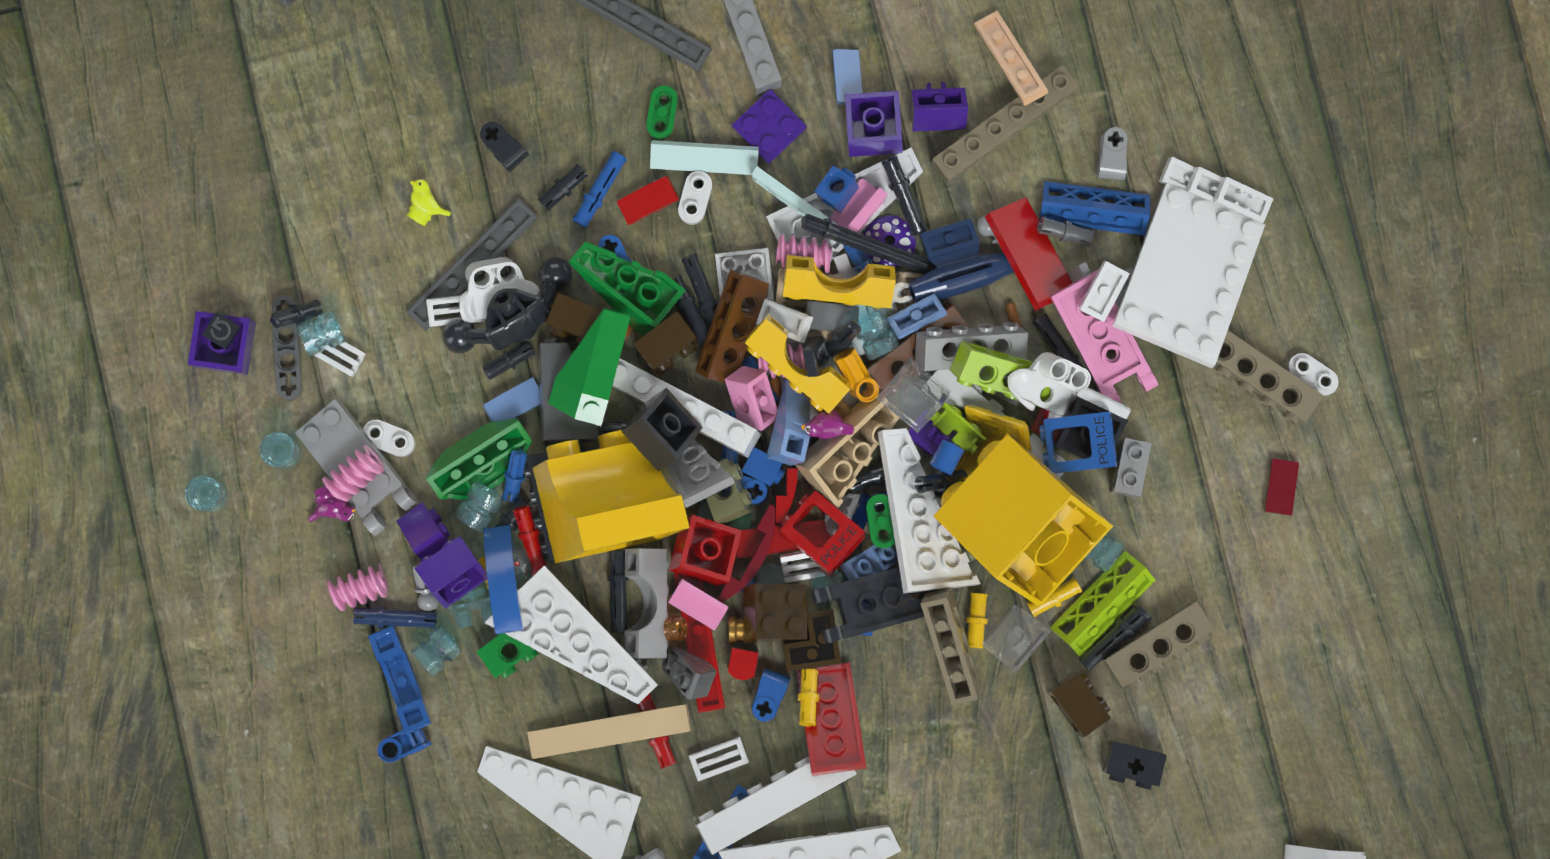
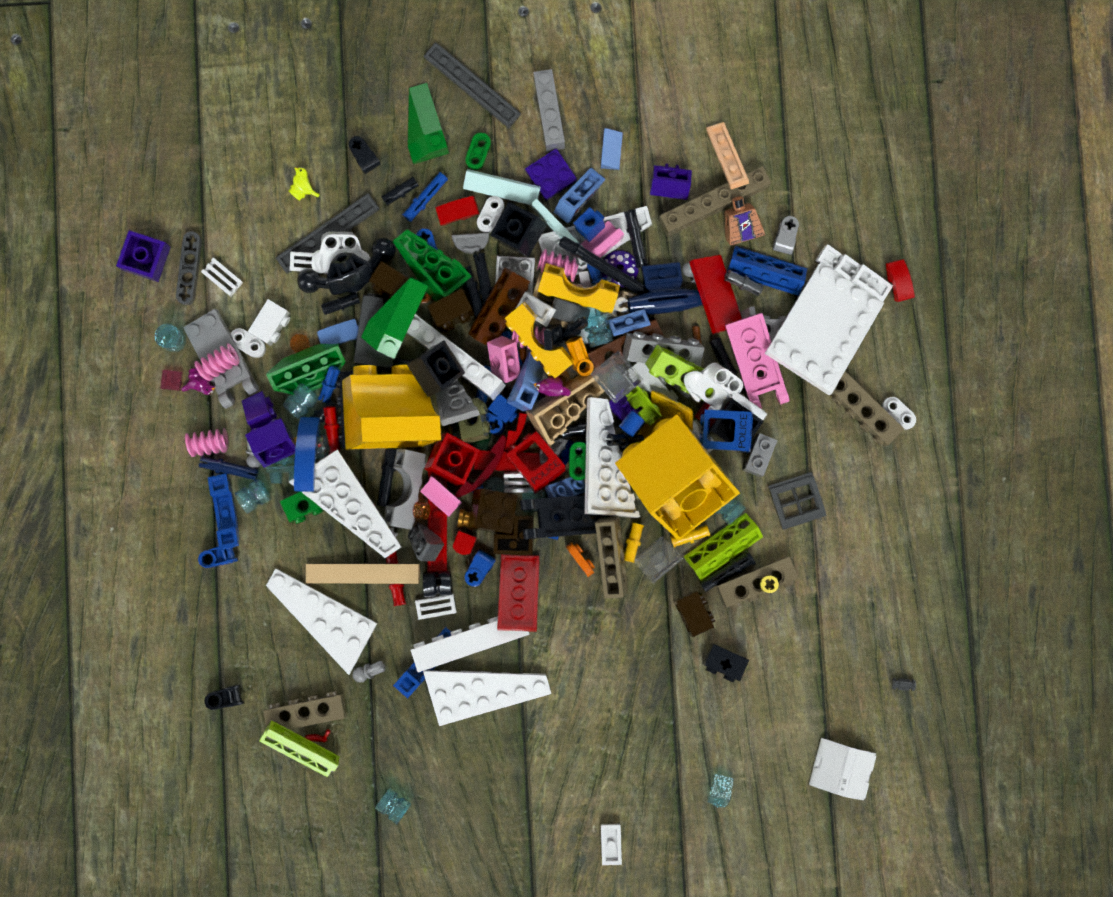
camera: 10 degrees right, 0 degrees up
(206, 493) = (113, 358): clear light blue wheel -> none
(221, 331) = (143, 246): black tile -> none
(292, 509) = (171, 380): none -> clear pink tile
(296, 314) = (198, 245): black axle -> none
(319, 333) = (212, 261): clear light blue wheel -> none
(415, 404) = (270, 322): none -> white brick
(461, 425) = (299, 342): none -> clear orange tile
(580, 93) = (424, 129): none -> green wedge
(674, 242) = (471, 242): none -> light grey tile
(706, 729) = (430, 585): none -> black wheel
(739, 213) = (518, 229): none -> black brick
(808, 697) = (505, 574): yellow pin -> none
(814, 149) = (578, 195): none -> medium blue slope
(873, 123) = (623, 184): dark purple brick -> none
(899, 648) = (576, 552): none -> orange plate
(1047, 148) = (742, 222): none -> nougat torso
(1104, 291) = (763, 327): white plate -> none
(1184, 644) = (775, 585): none -> light yellow bush
(1206, 542) = (802, 517): none -> dark grey piece
(1281, 487) = (863, 487): dark red tile -> none
(1282, 187) = (901, 280): none -> red slope
(1385, 749) = (903, 684): none -> dark grey piece

